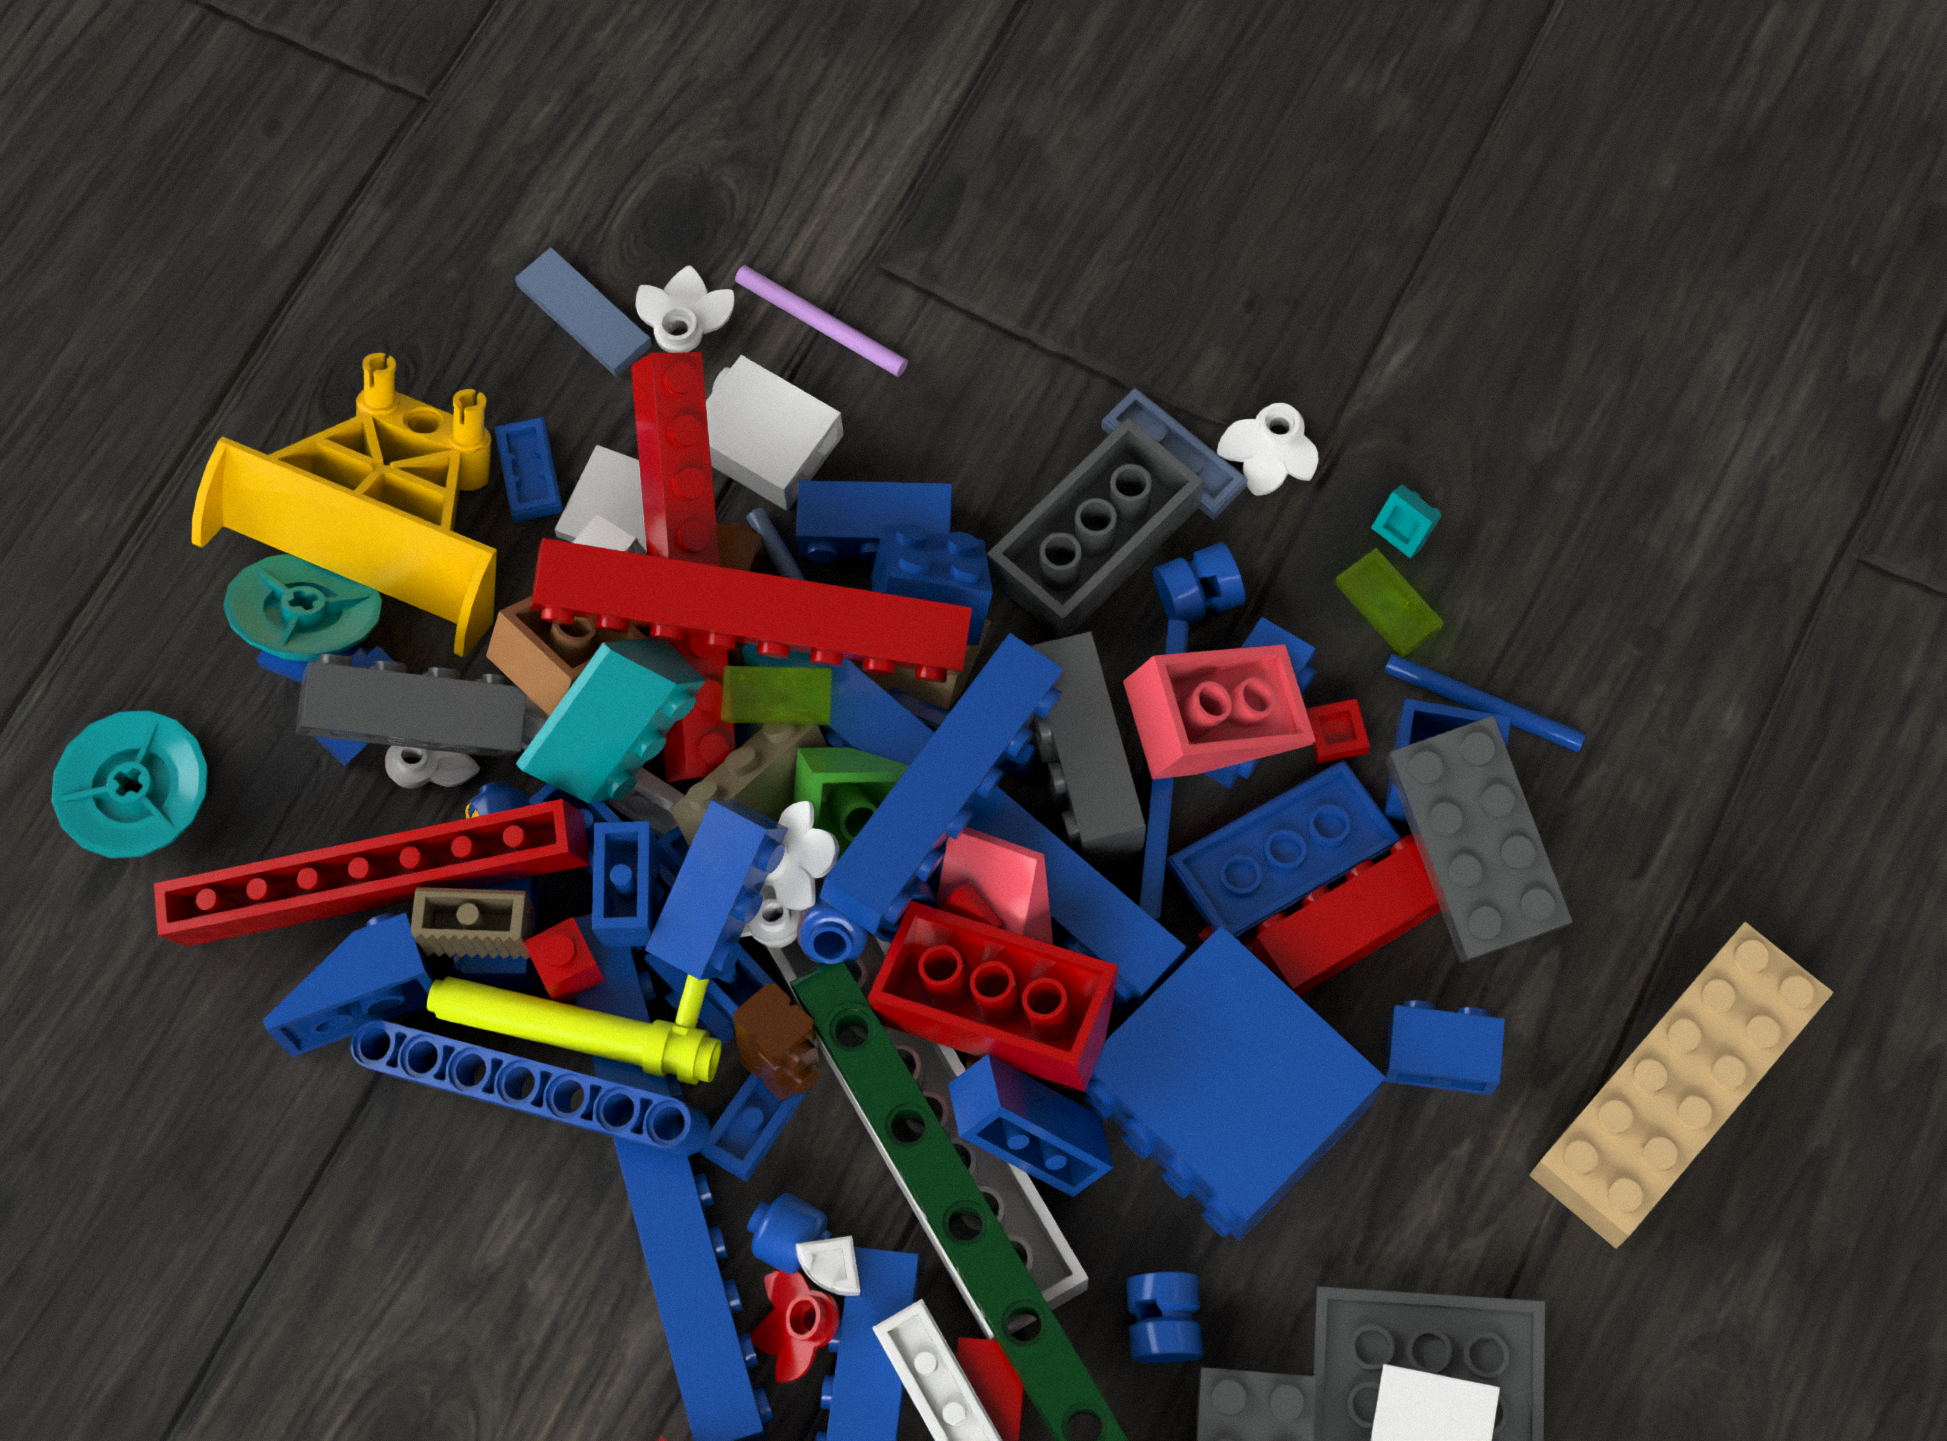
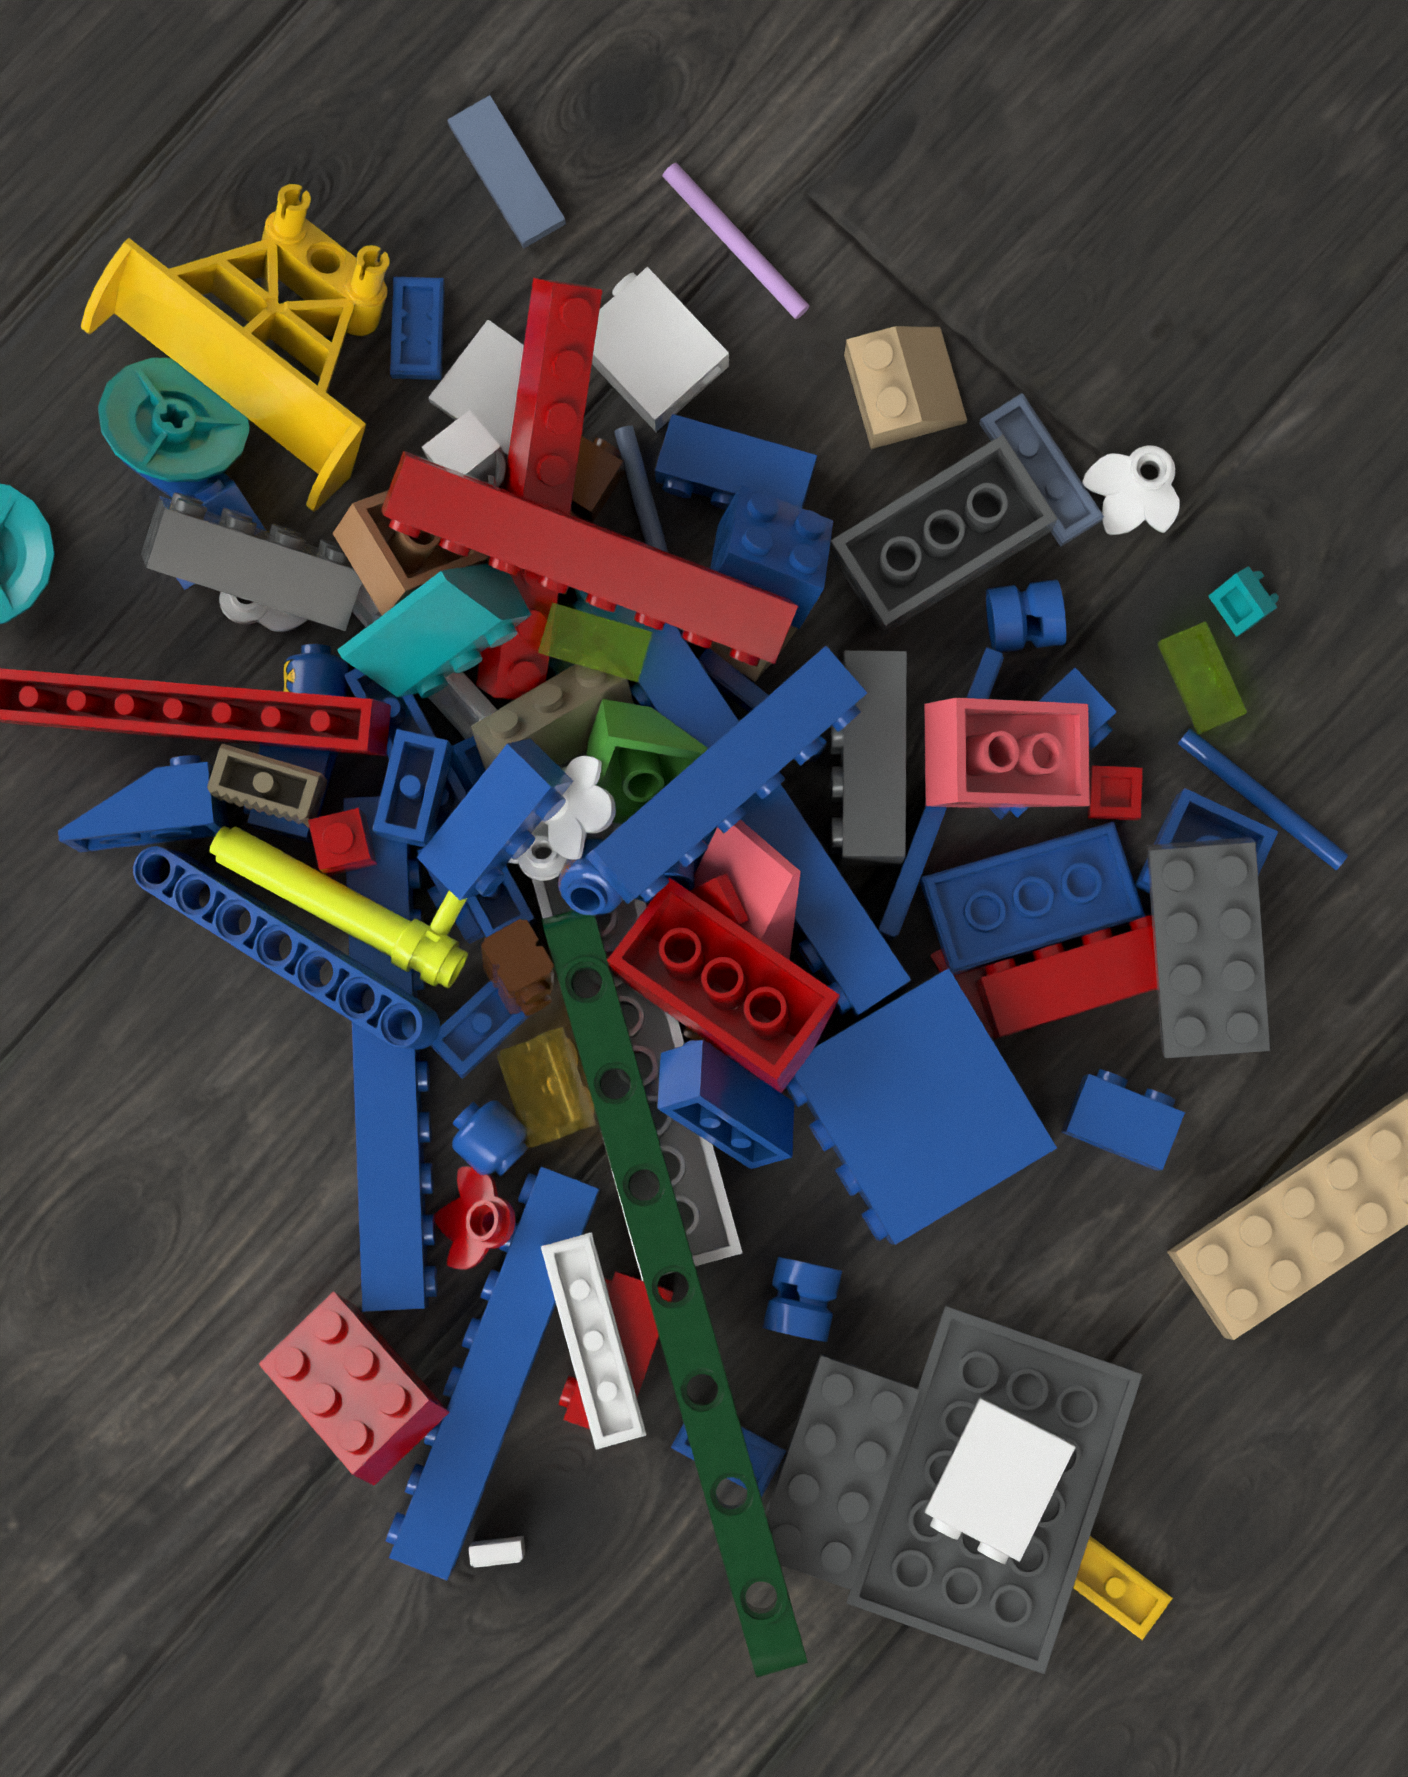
camera: 15 degrees right, 15 degrees up
(685, 306) = (607, 190): white plate -> none
(831, 1264) = (518, 1180): white tile -> none
(838, 1166) = (547, 1087): none -> clear yellow bracket
(1016, 406) = (903, 383): none -> tan slope

